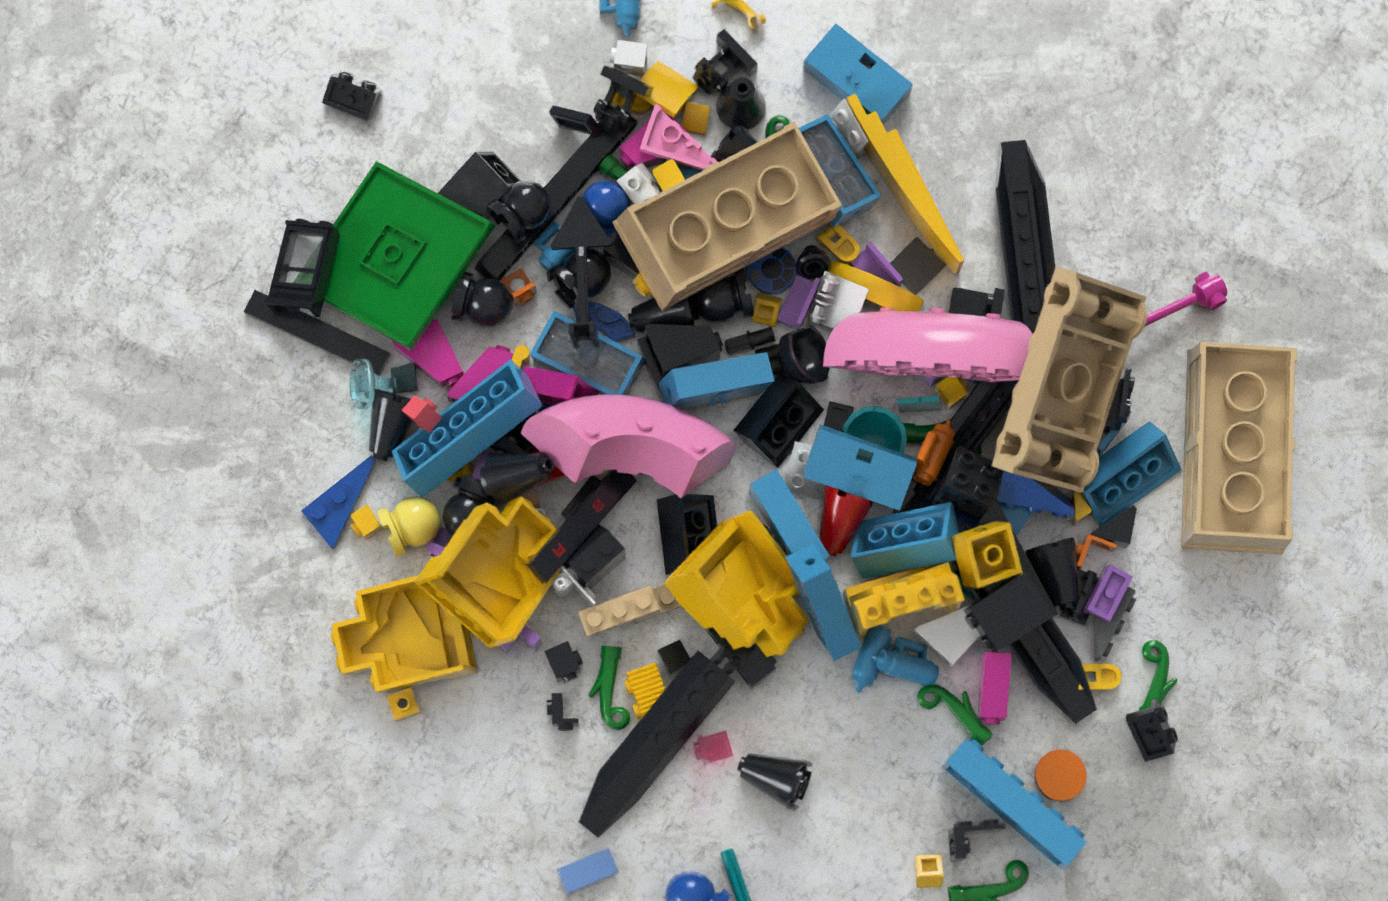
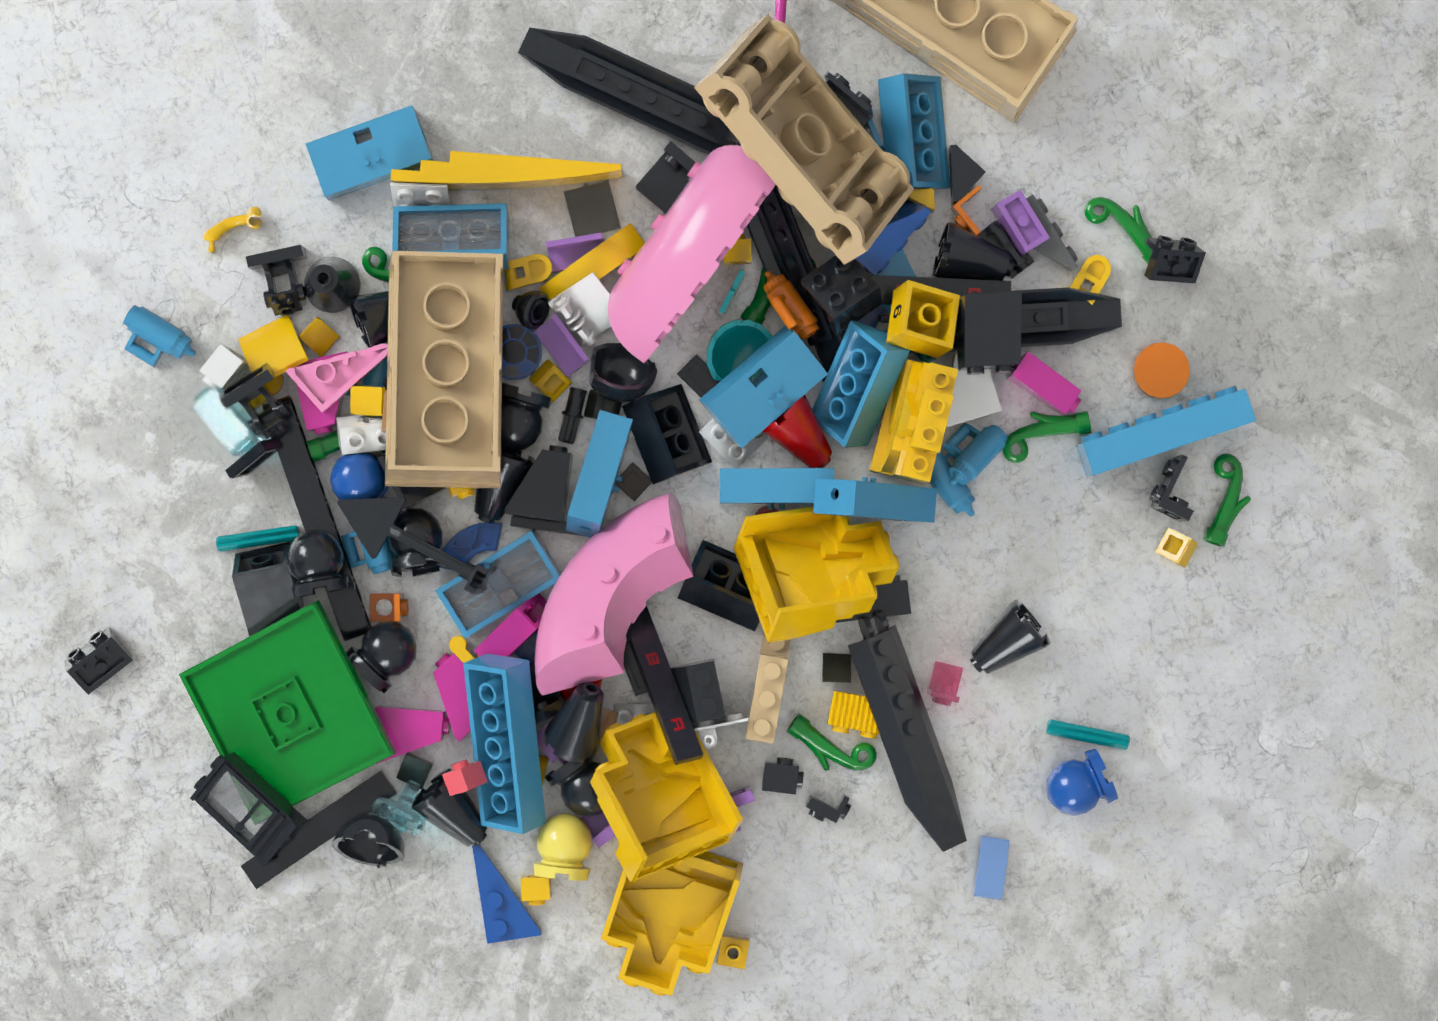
camera: 55 degrees left, 10 degrees up
(329, 373) = (369, 841): none -> black cylinder
(512, 157) = (257, 538): none -> teal axle
(589, 84) = (225, 423): none -> clear light blue slope
(726, 416) = (634, 481): none -> dark brown tile

